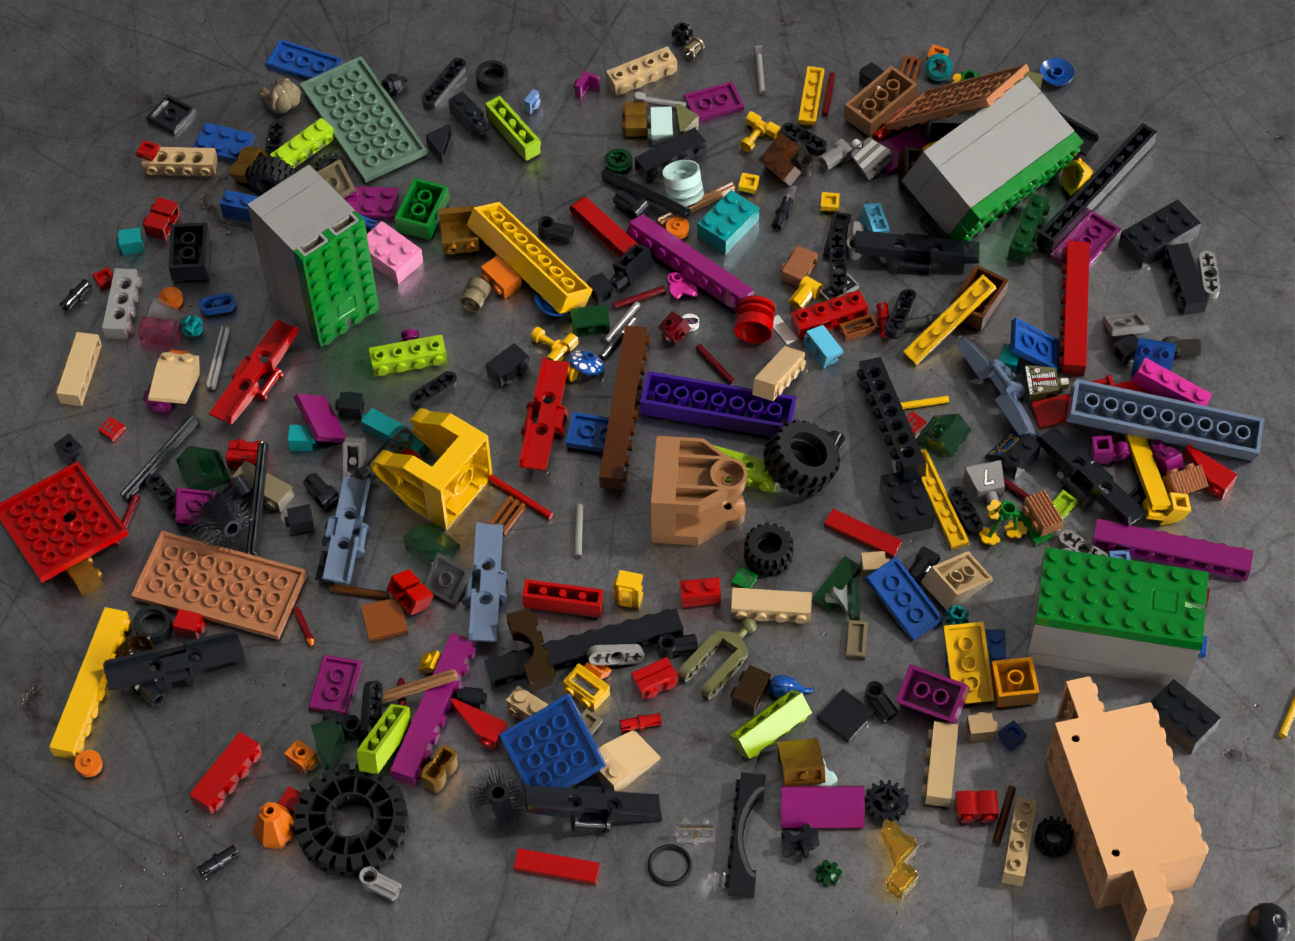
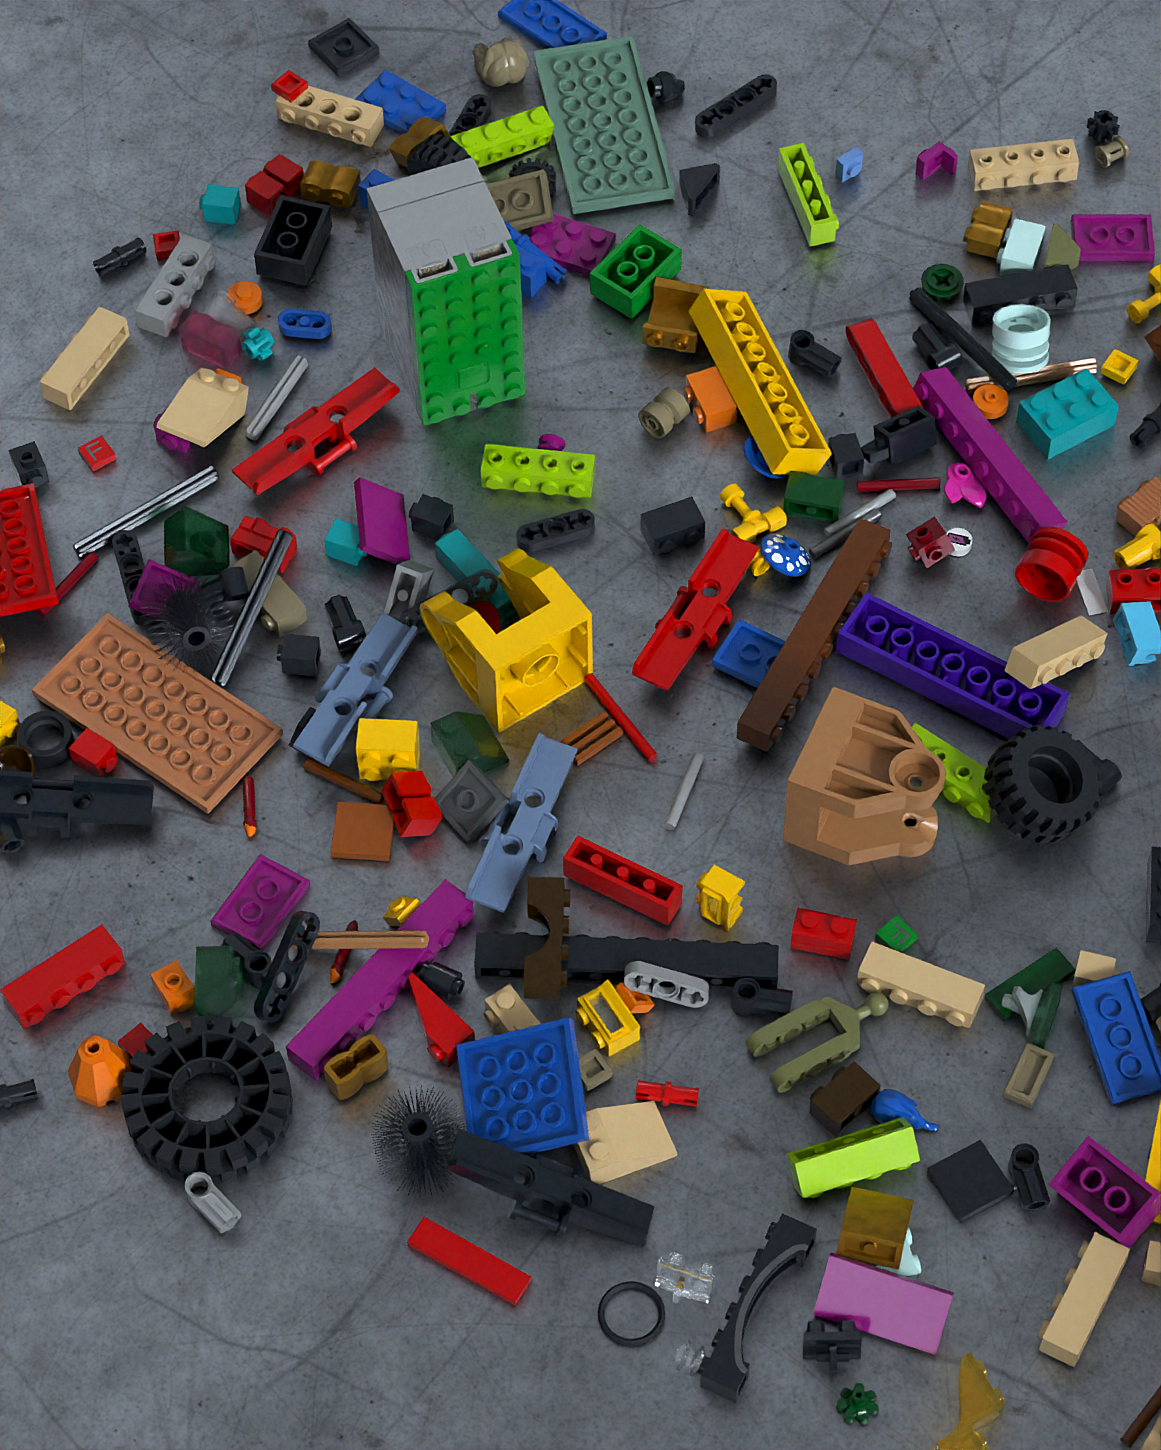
camera: 20 degrees right, 0 degrees up
(198, 207) = (330, 184): none -> pearl gold brick
(381, 561) = (387, 747): none -> yellow brick
(383, 739) = (291, 998): lime brick -> none
(393, 253) = (568, 320): bright pink brick -> none
(467, 113) = (751, 156): black hinge -> none
(494, 86) = (806, 129): black tyre -> none
(639, 96) = (1007, 200): light grey piece -> none
(654, 678) = (710, 1037): red brick -> none
(715, 364) = (972, 613): dark red bar -> none
(772, 536) = (951, 882): black tyre -> none
(862, 533) = (1097, 923): red tile -> none
(897, 803) = (990, 1335): black gear -> none
(976, 806) = (1114, 1379): red brick -> none

